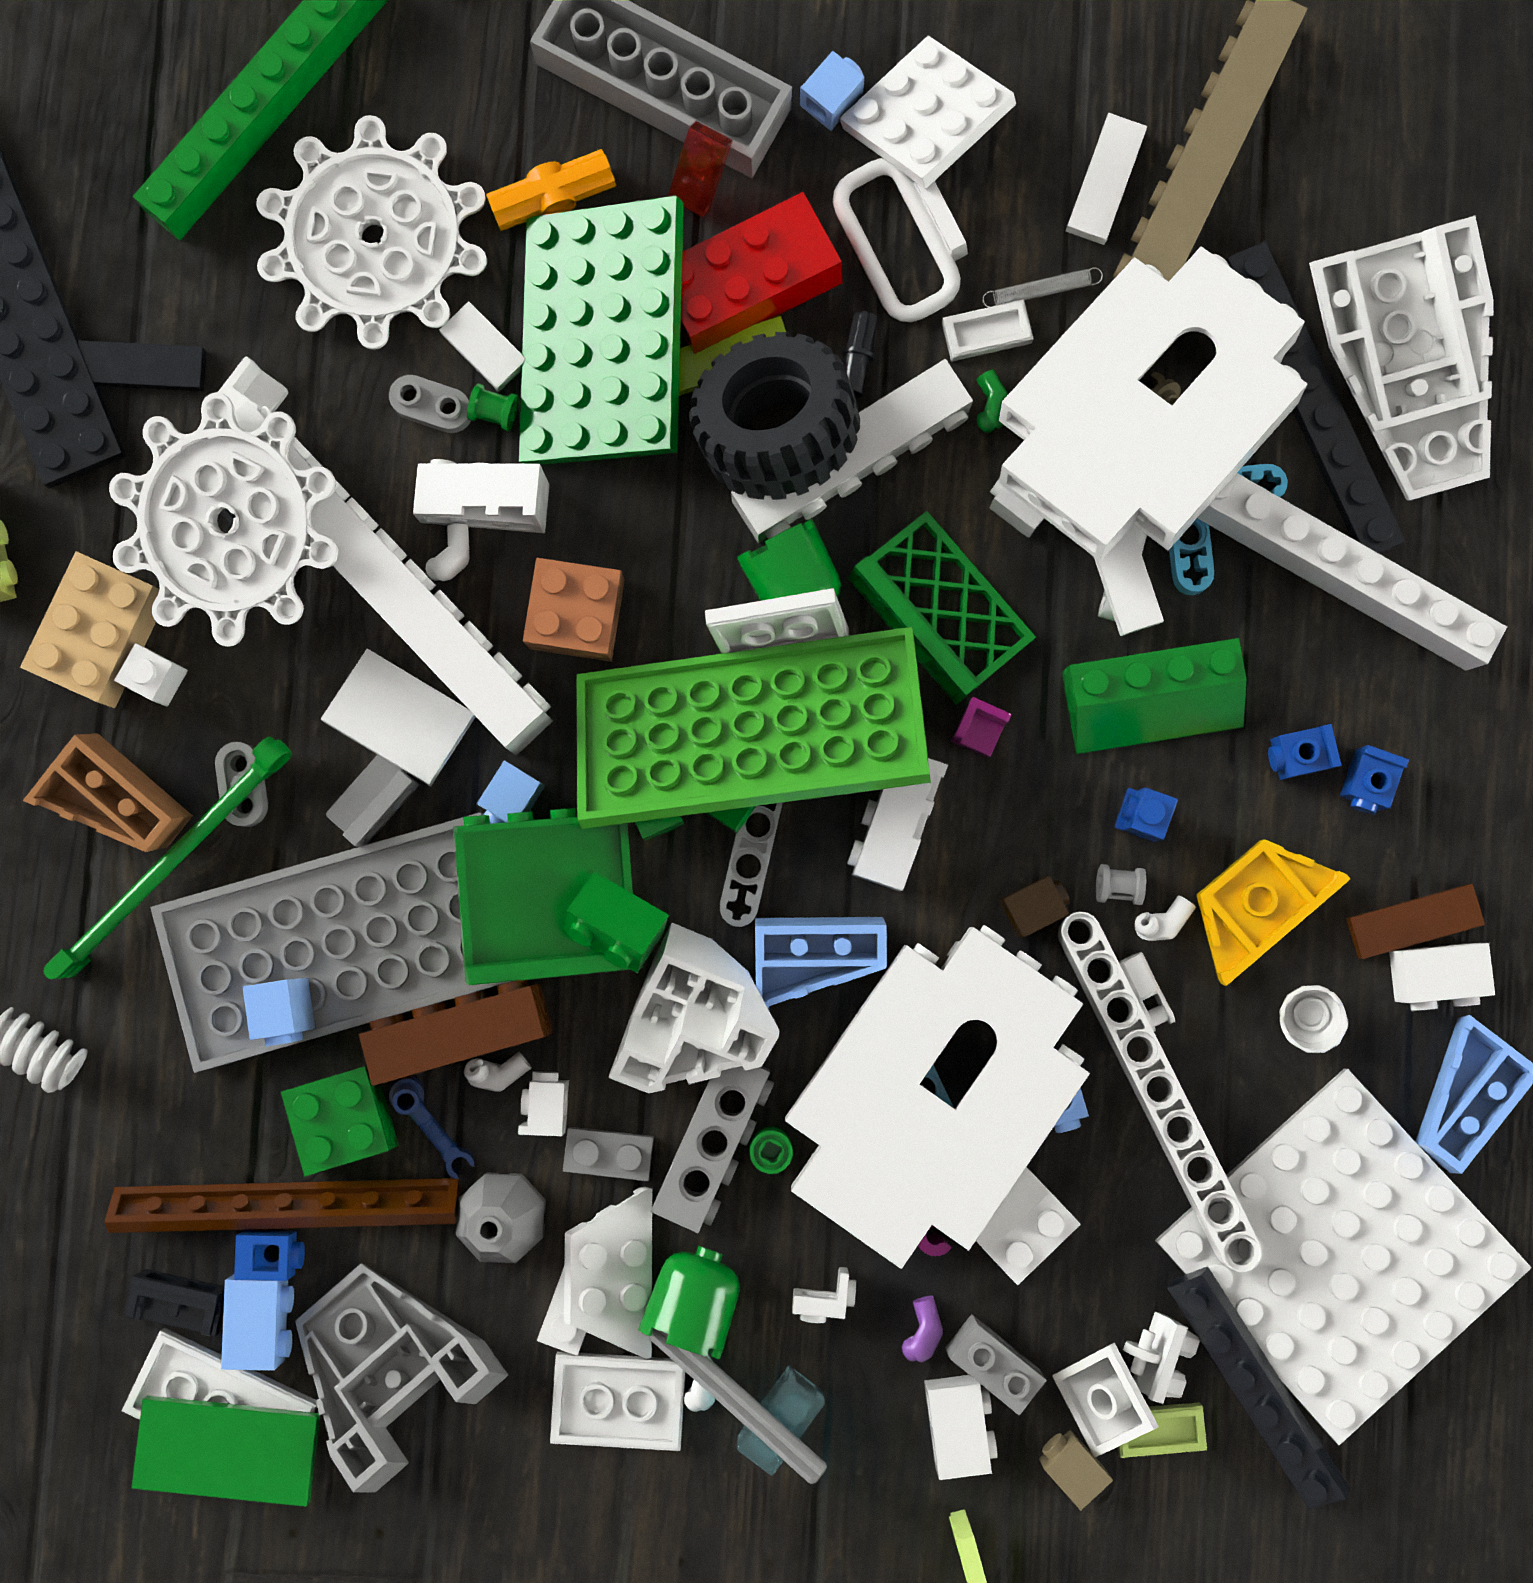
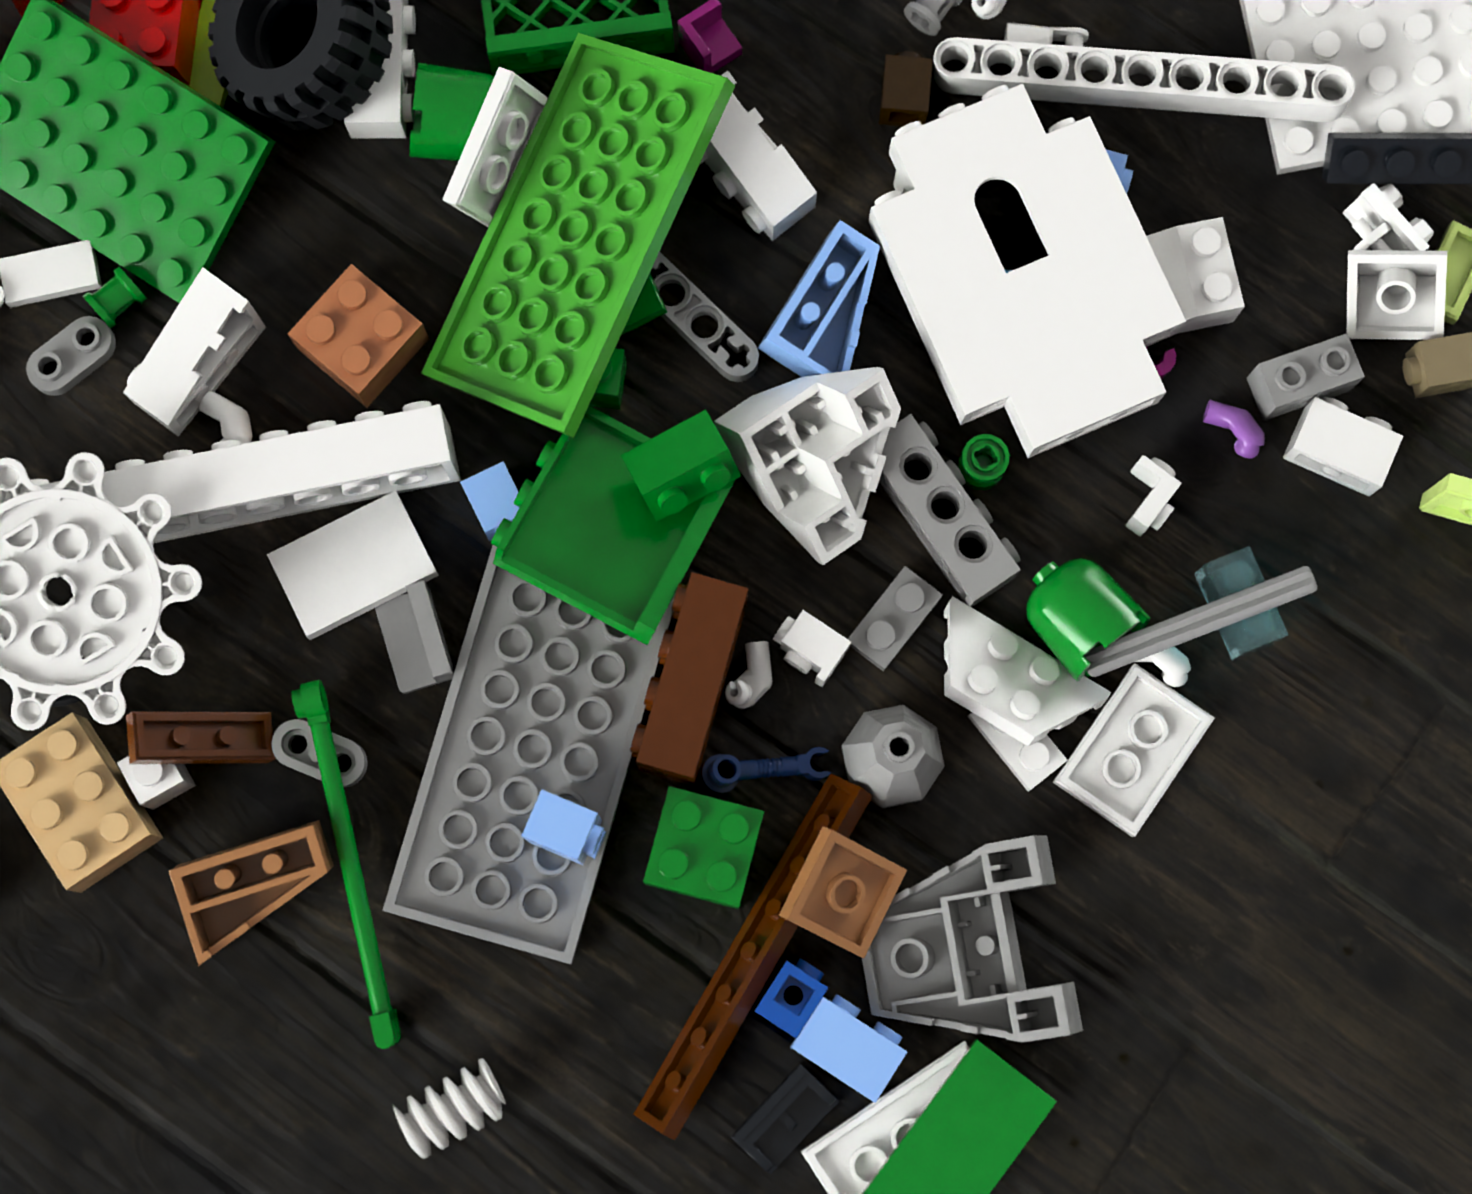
camera: 60 degrees left, 5 degrees down
(191, 691) = (199, 737): none -> reddish brown tile
(364, 1248) = (843, 892): none -> medium nougat plate

